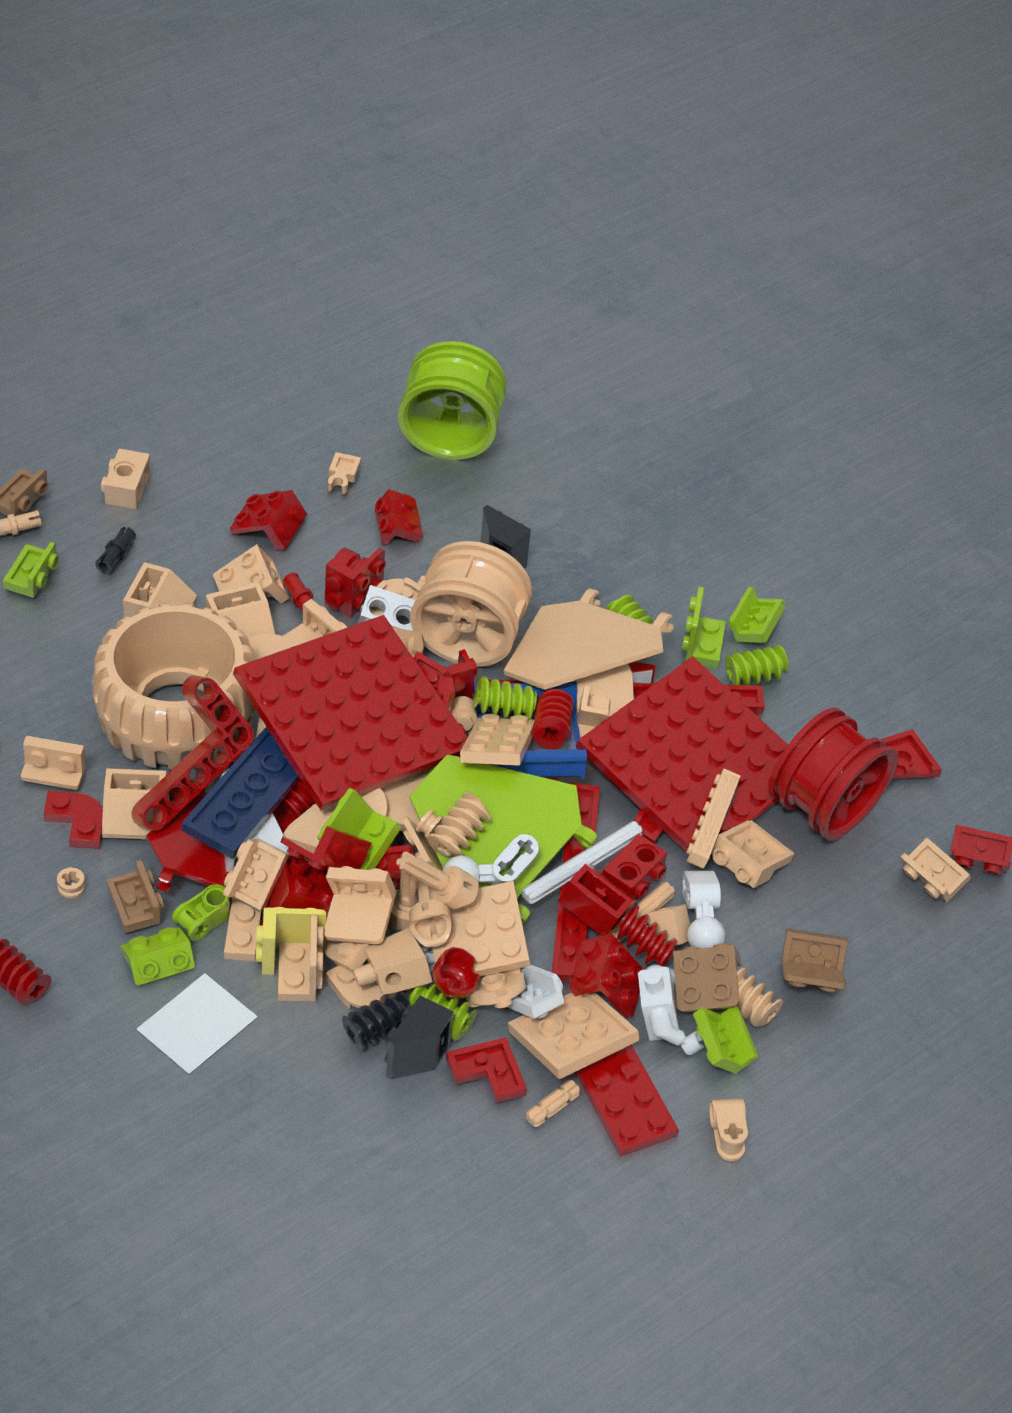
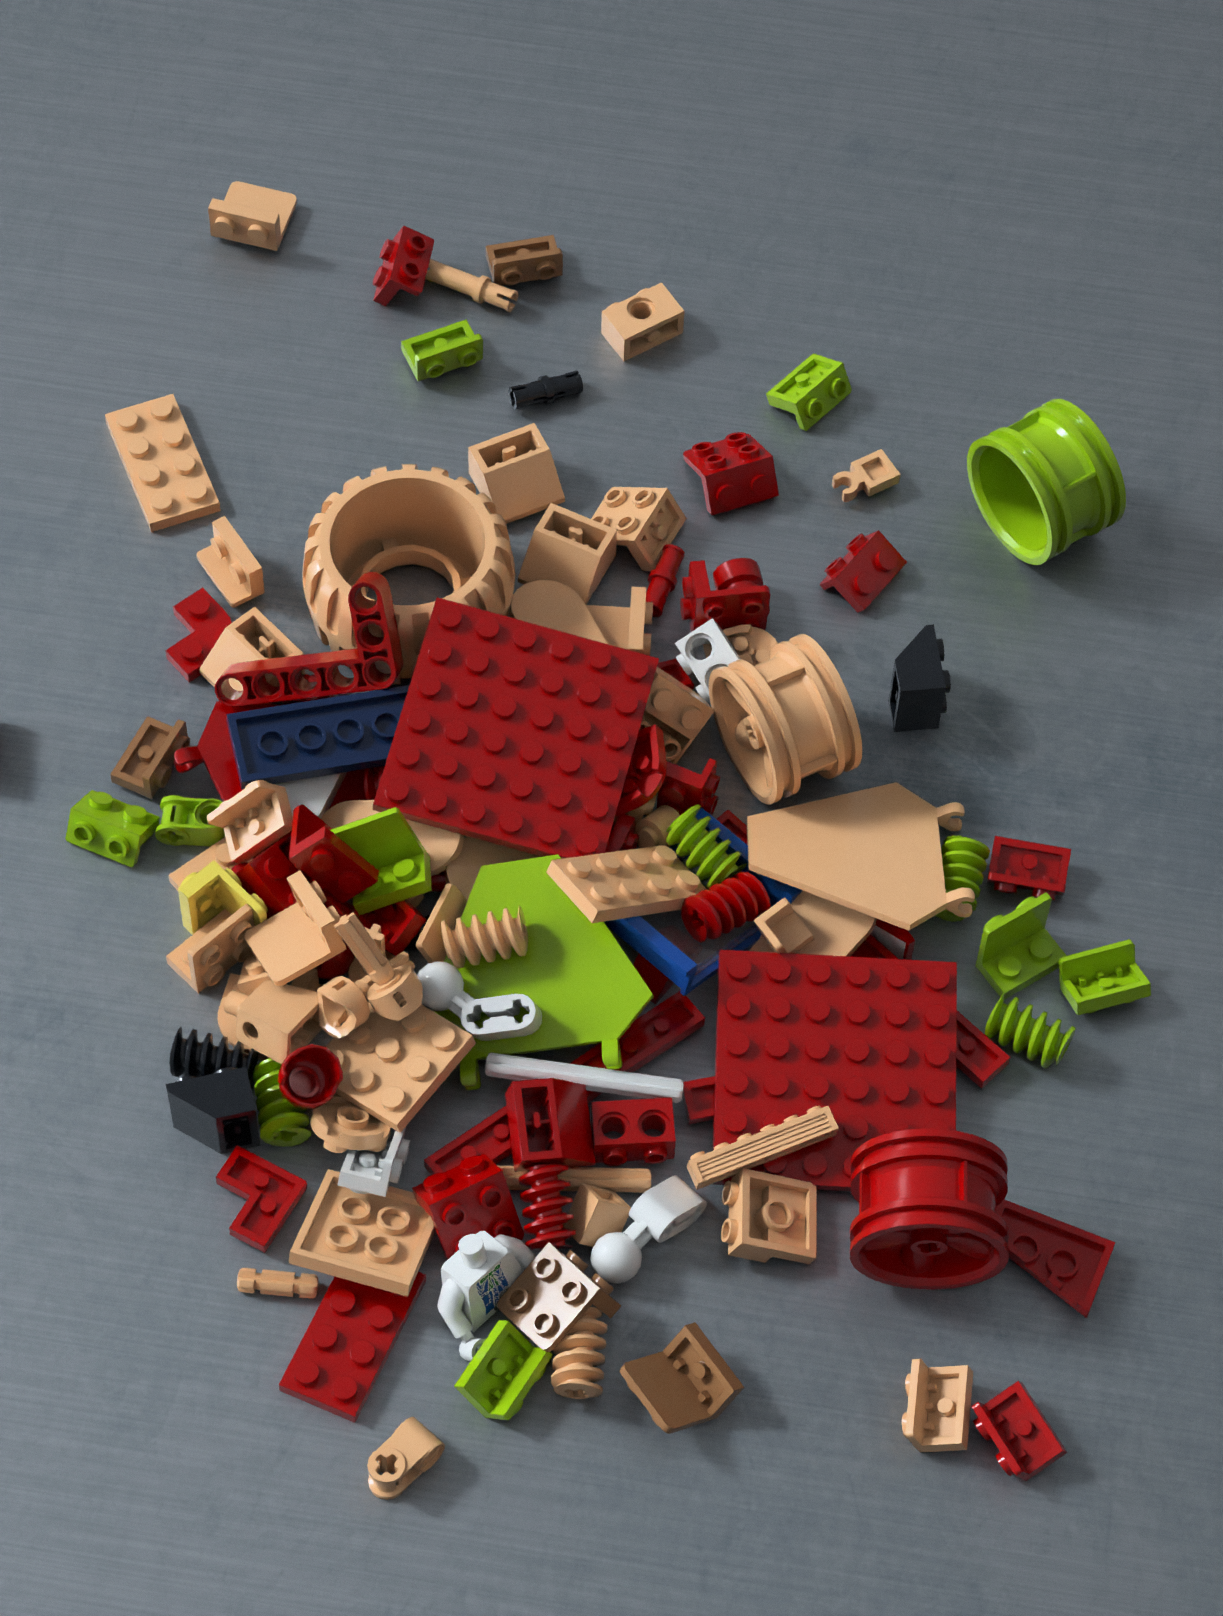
camera: 50 degrees right, 10 degrees up
(75, 889) = (119, 704): light nougat bush -> none
(196, 1023) = (75, 921): white sticker -> none
(259, 449) = (811, 390): none -> lime bracket
(428, 823) = (461, 906): light nougat bush -> none
(659, 592) = (1028, 867): none -> red bracket

